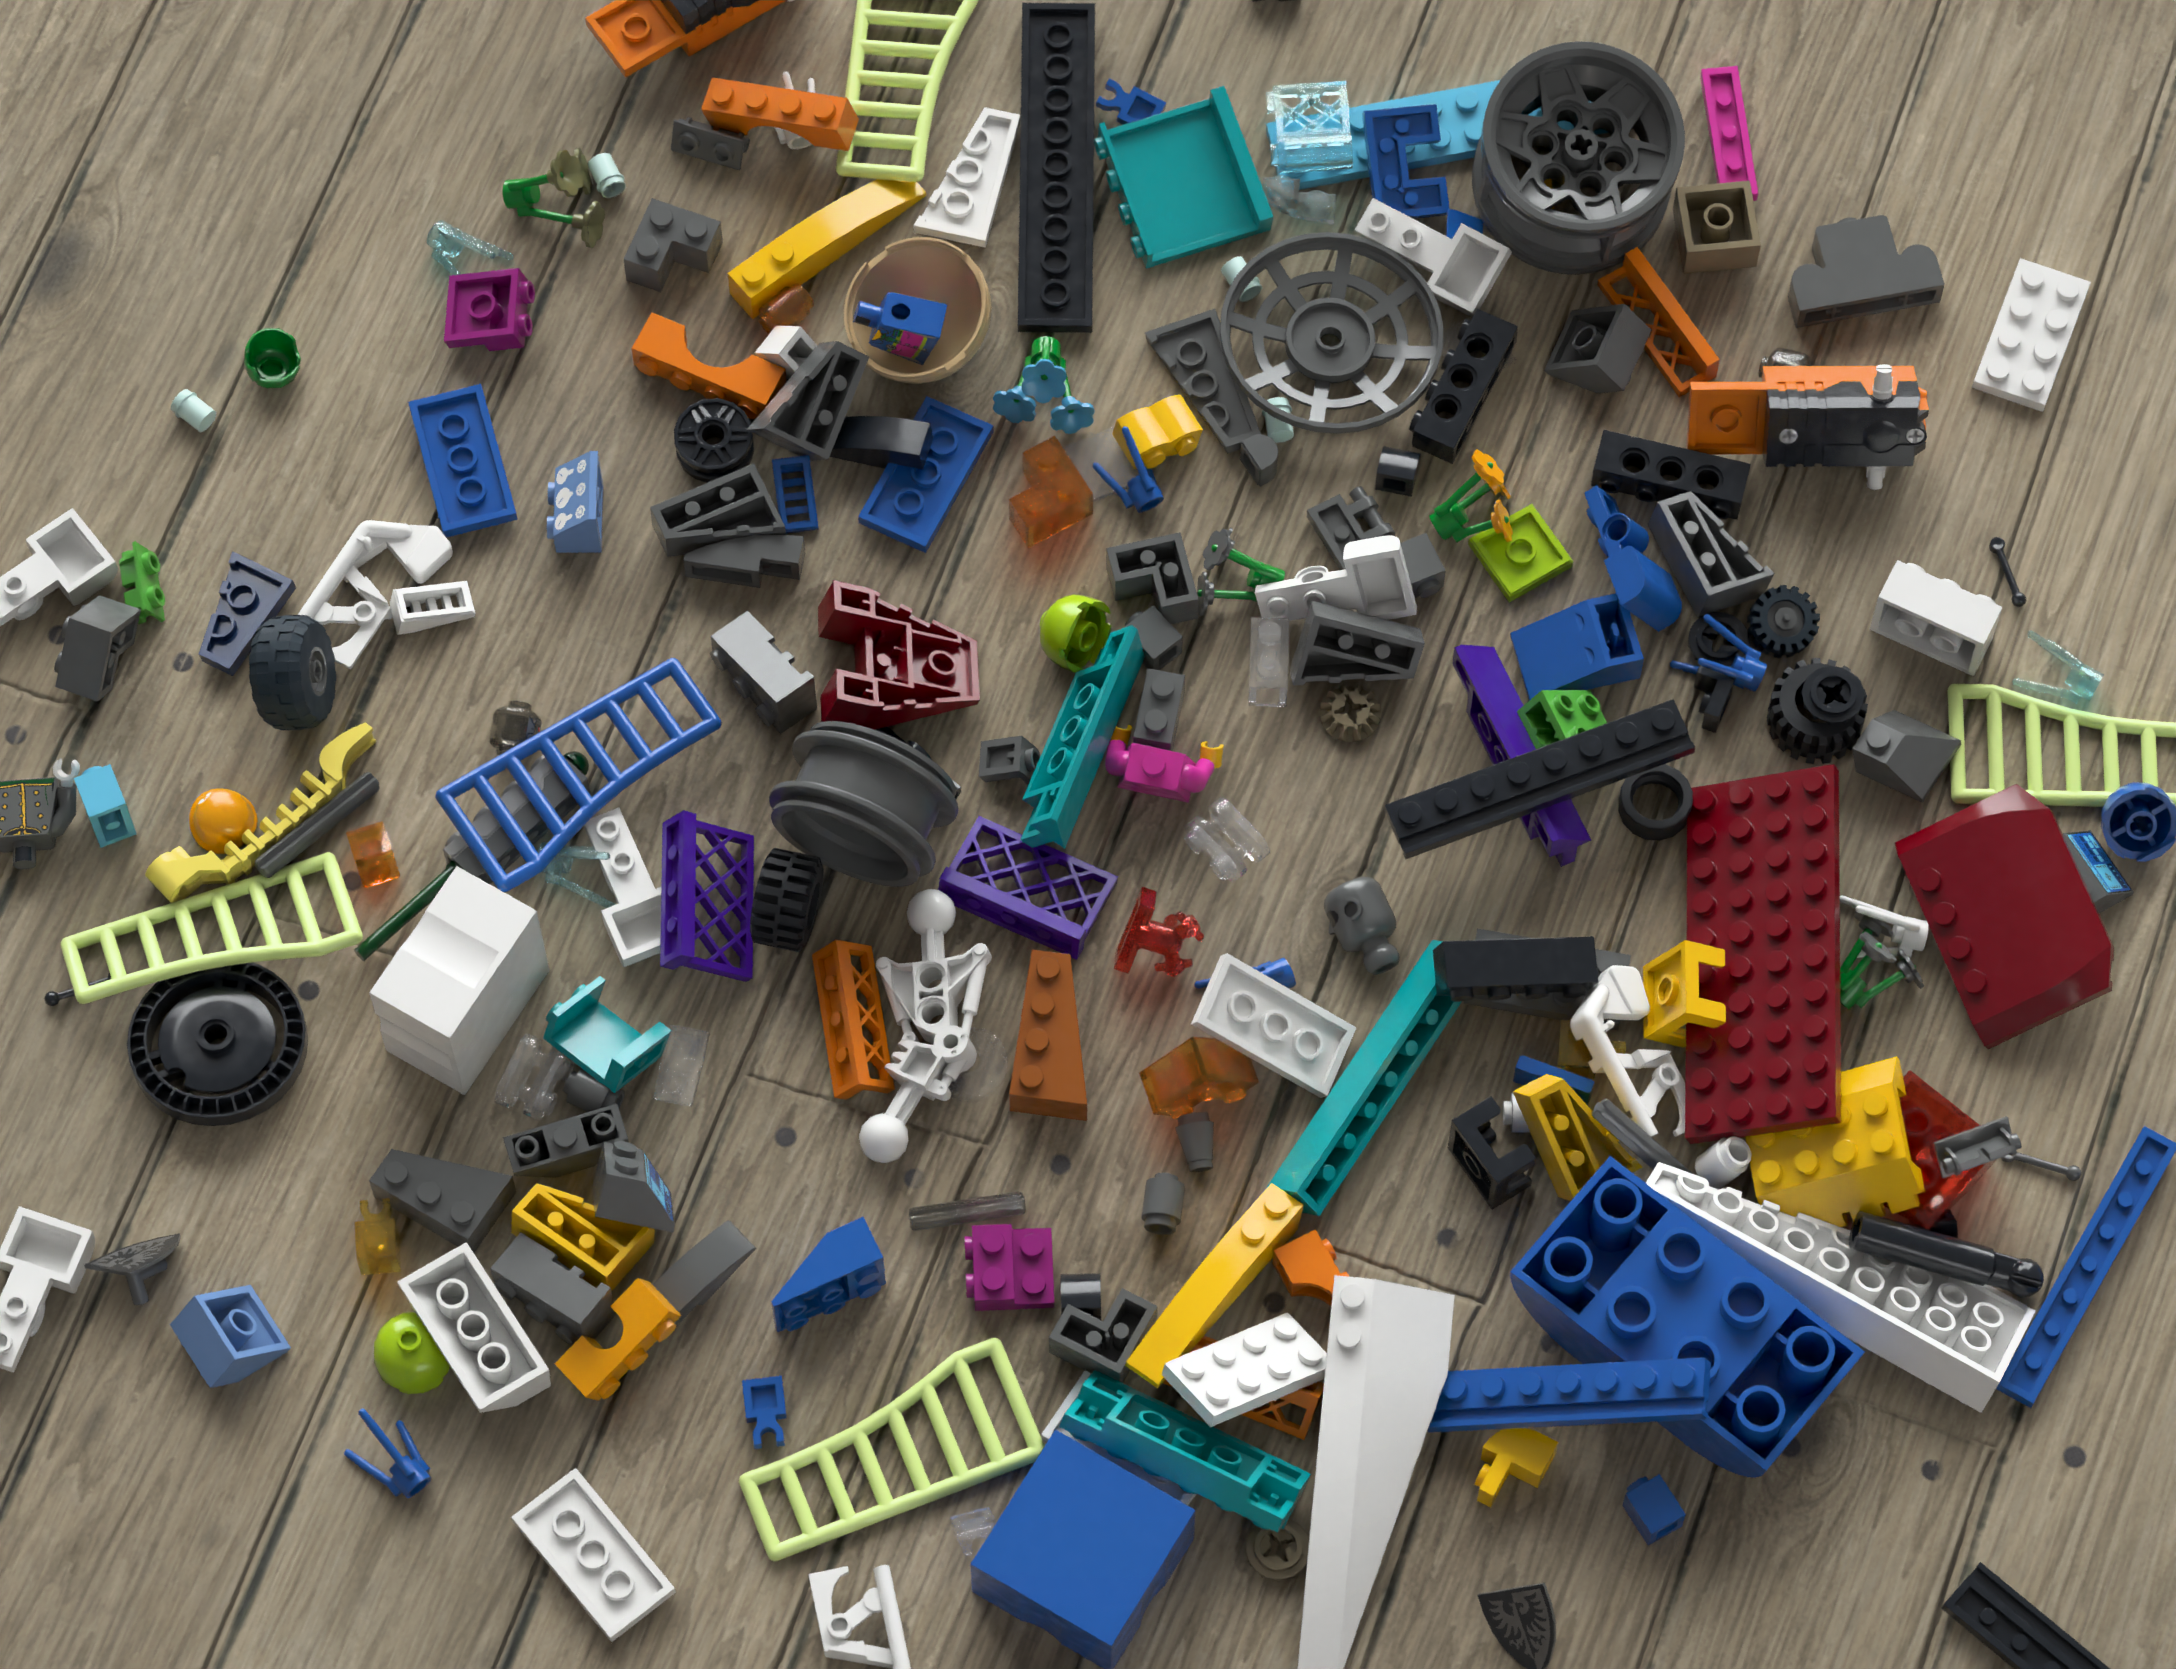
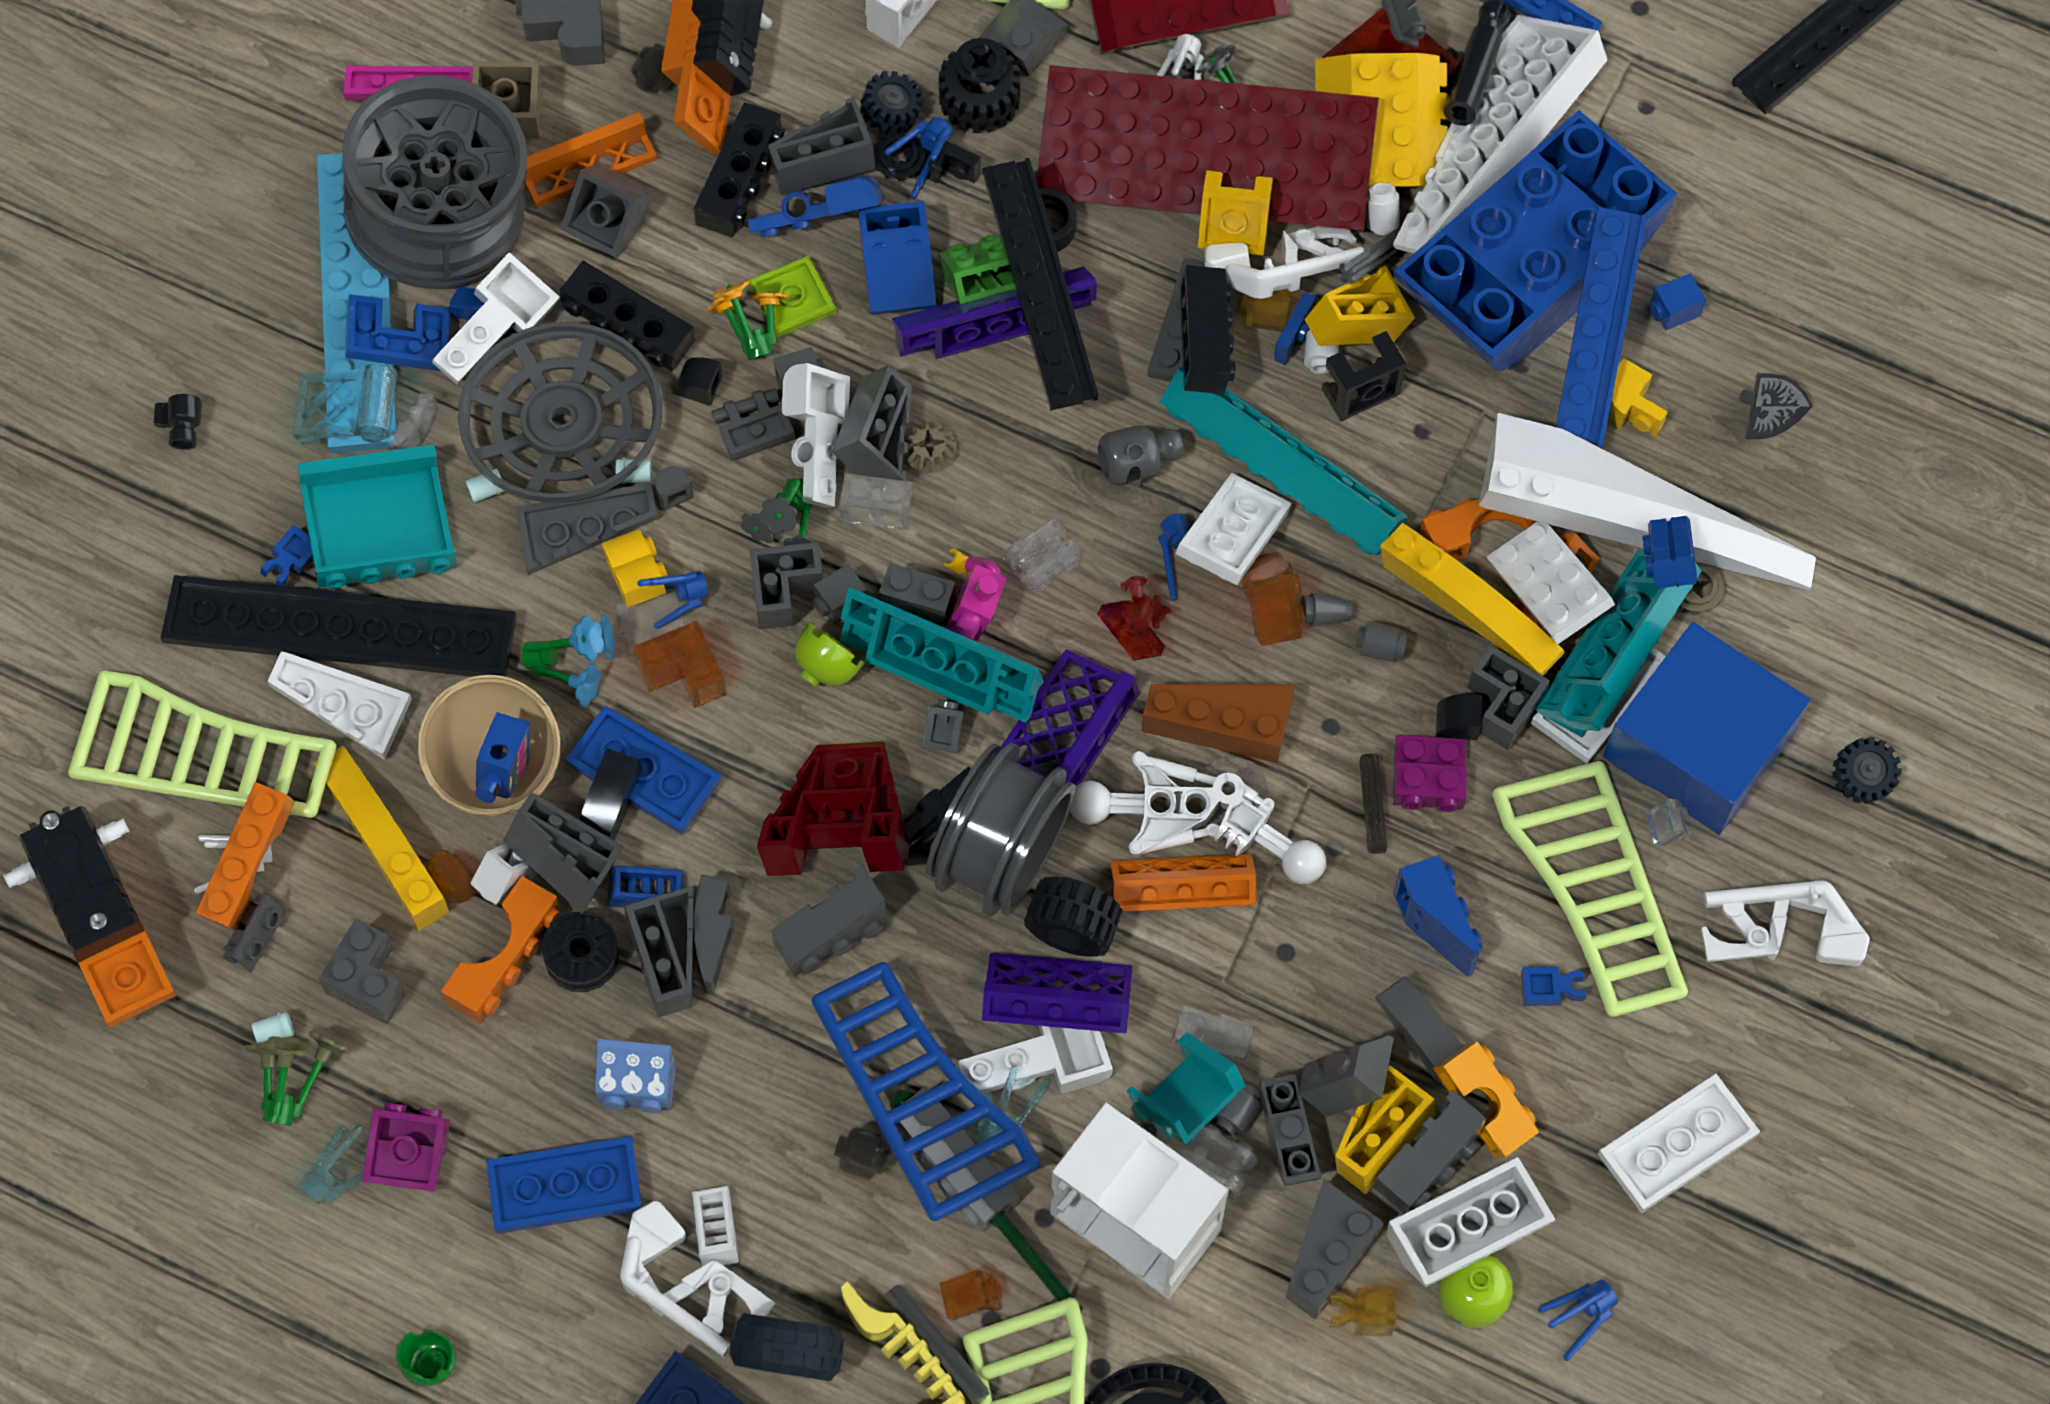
camera: 85 degrees left, 0 degrees up
(1283, 1485) = (1670, 552): none -> blue brick

